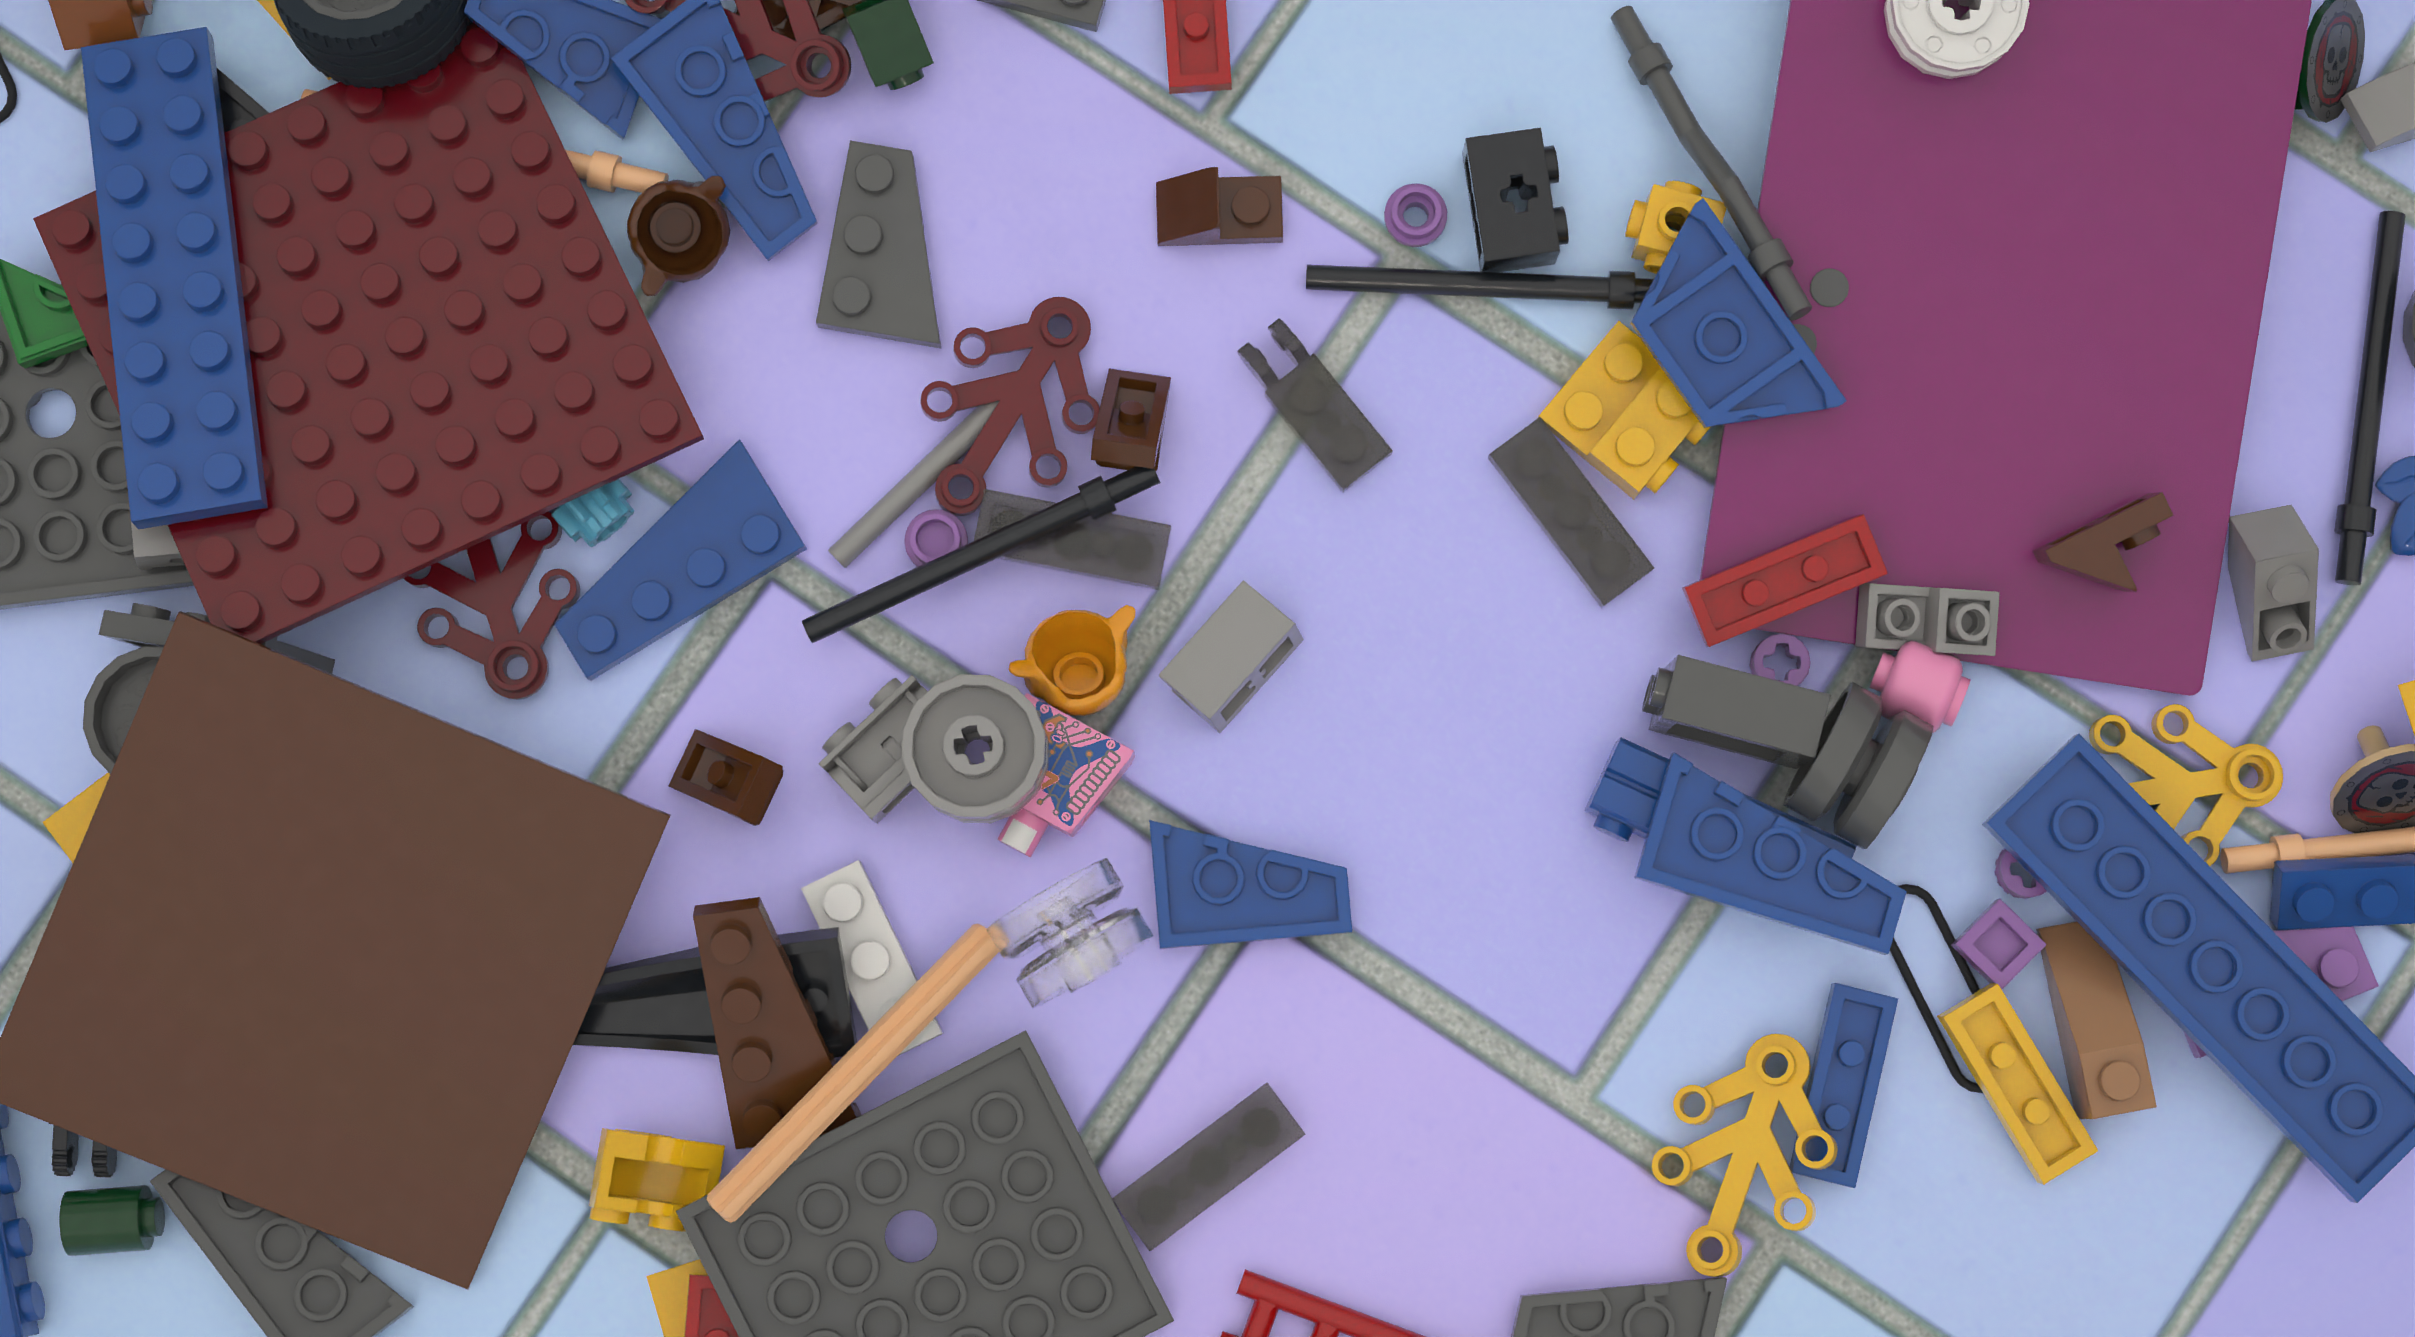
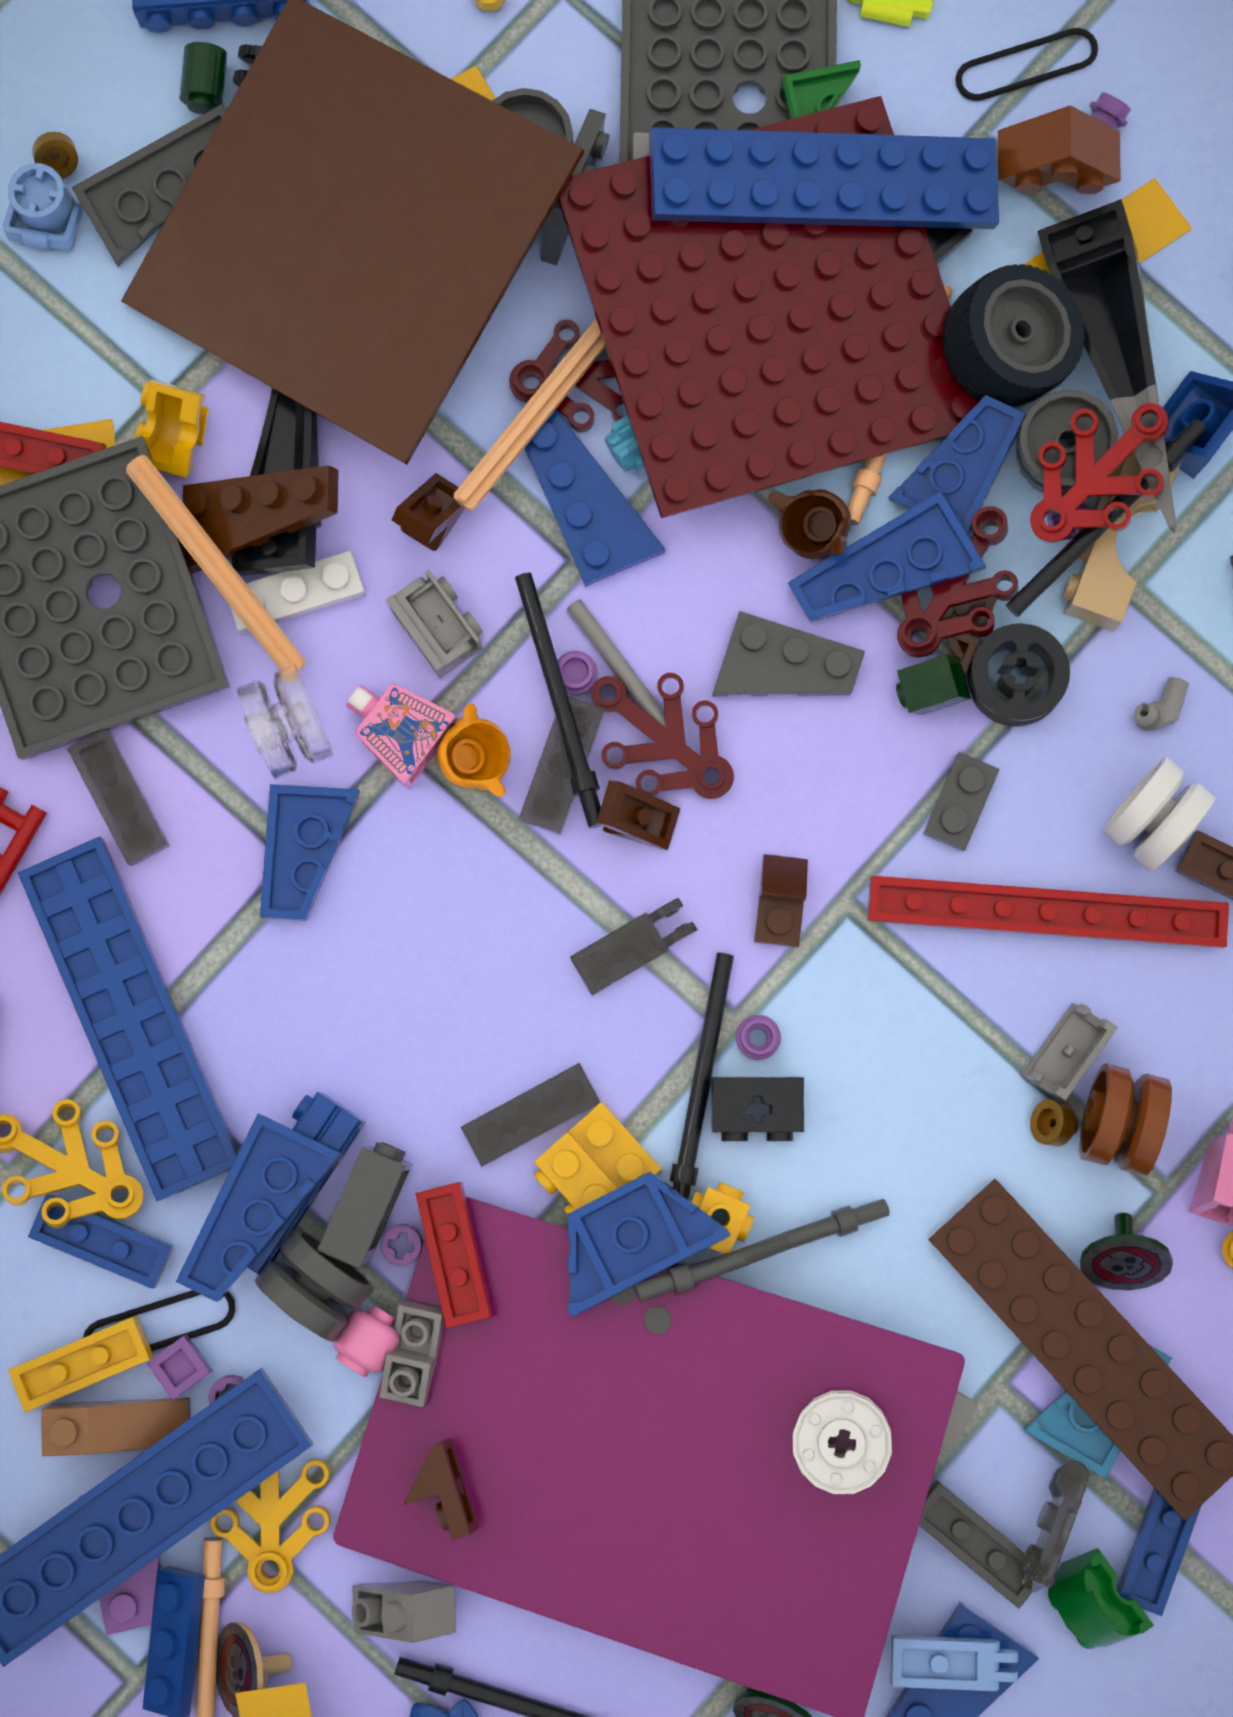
camera: 95 degrees right, 0 degrees up
(570, 651) = (530, 418): none -> light nougat axle
(967, 711) = (412, 645): light grey wheel -> none
(1231, 656) = (463, 862): light grey hinge -> none
(1522, 1097) = (129, 1018): none -> blue plate

